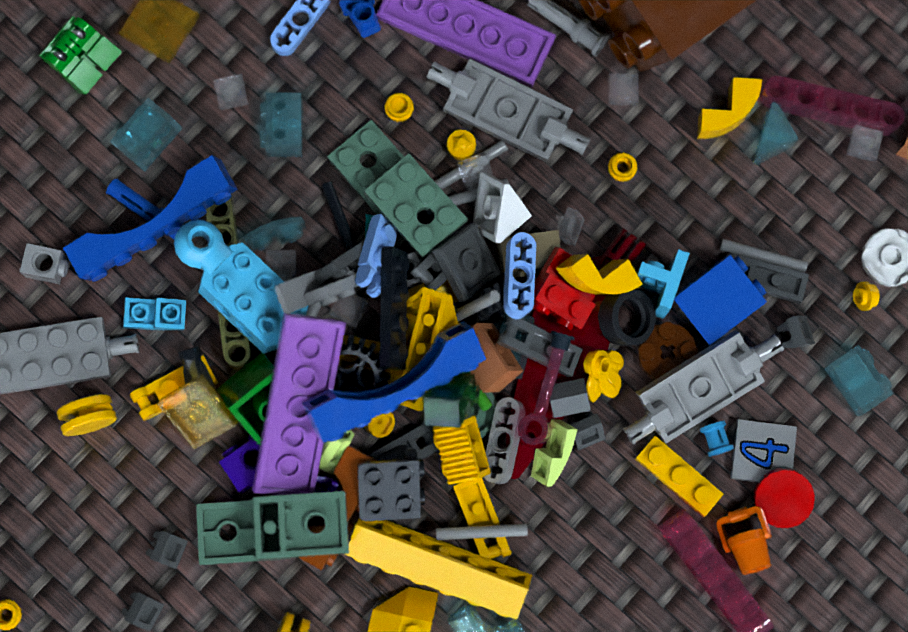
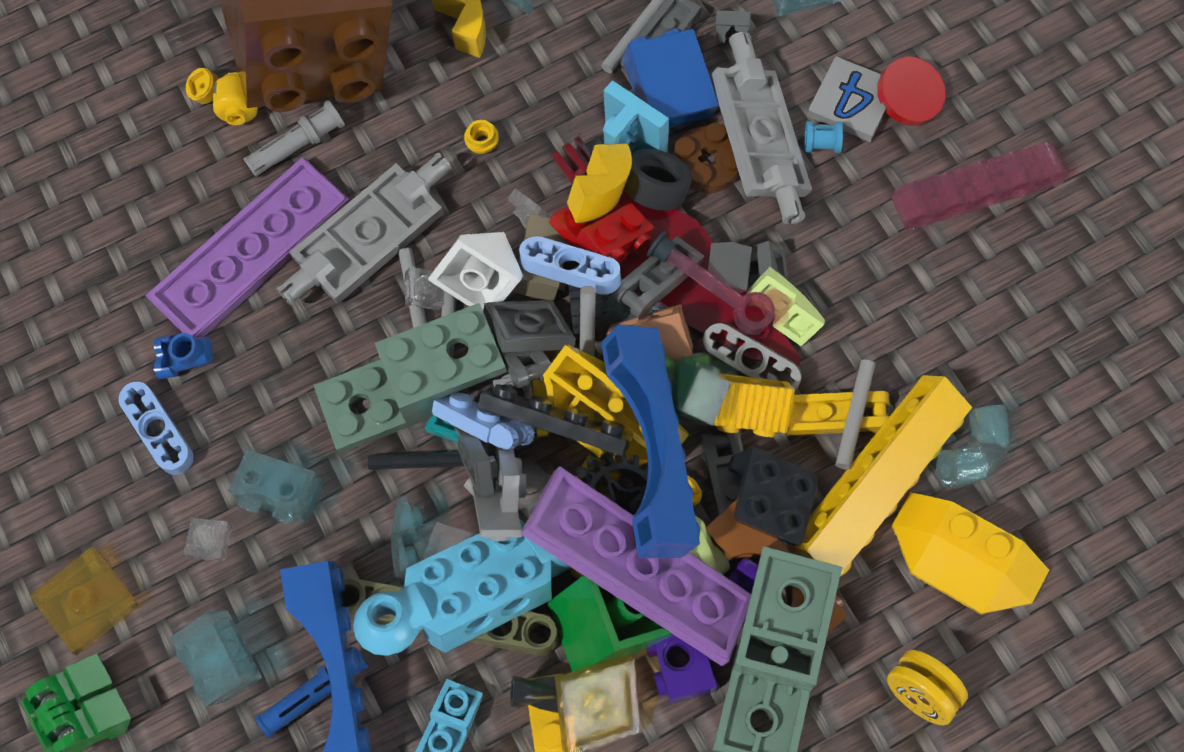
camera: 60 degrees left, 10 degrees down
(399, 107) = (312, 350): yellow plate -> none
(461, 144) = (385, 296): yellow tile -> none
(603, 373) = (703, 224): yellow plate -> none
(623, 89) = (394, 110): clear plate -> none
(679, 476) = (852, 190): yellow plate -> none
(750, 546) = (959, 140): orange piece -> none

